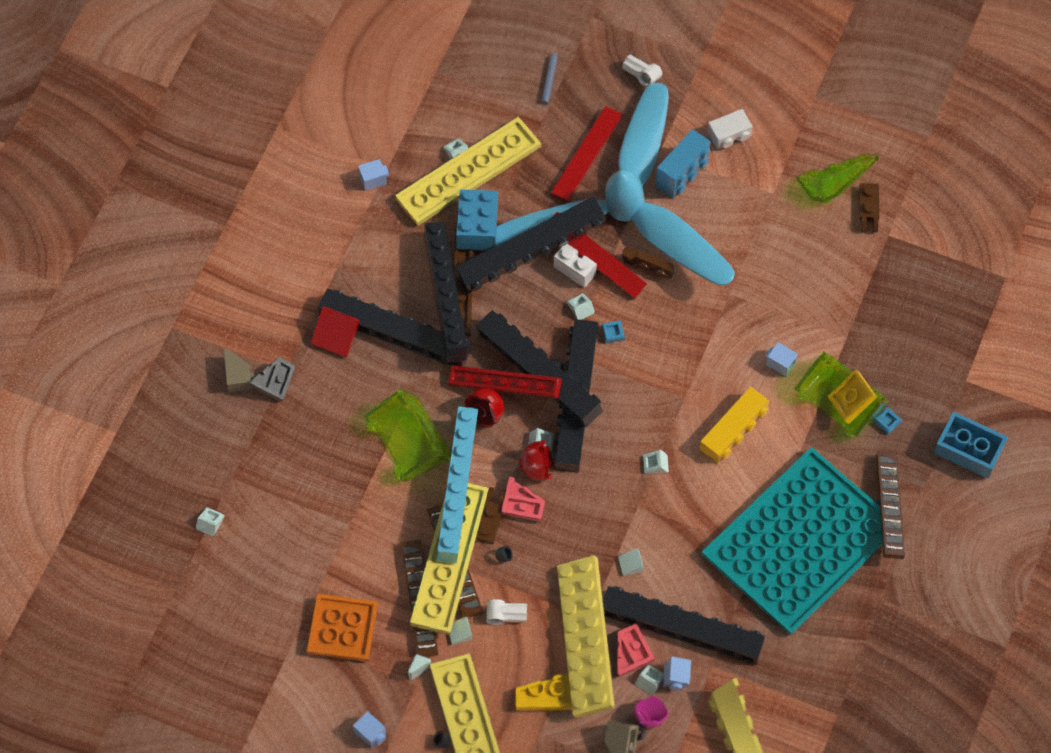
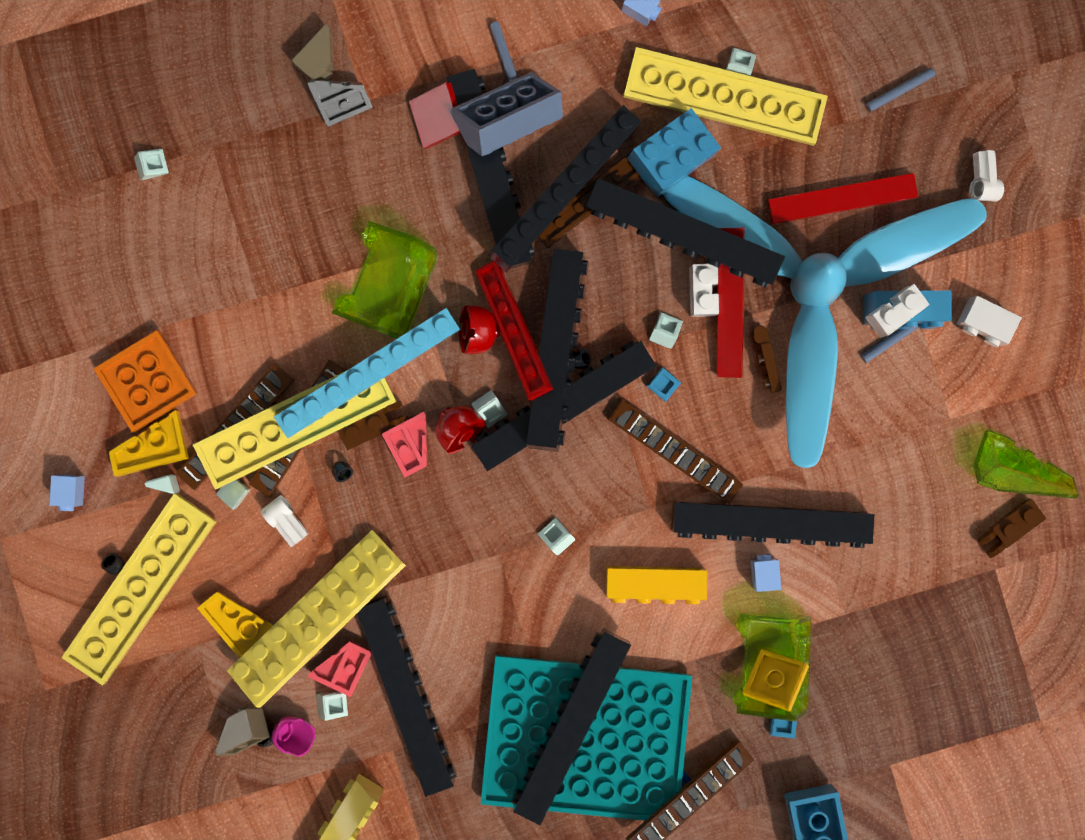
camera: 50 degrees right, 25 degrees up
(334, 271) = (503, 51): none -> sand blue bar
(371, 288) = (508, 113): none -> sand blue slope
(388, 657) = (155, 447): none -> yellow wing
(631, 562) = (432, 595): light aqua slope -> none
(660, 355) = (675, 452): none -> tile
(676, 673) = (352, 730): light blue brick -> none
(678, 162) = (905, 306): none -> white brick
(696, 193) = (886, 343): none -> sand blue bar
(751, 333) = (772, 522): none -> black brick
(784, 536) = (571, 726): none -> black brick

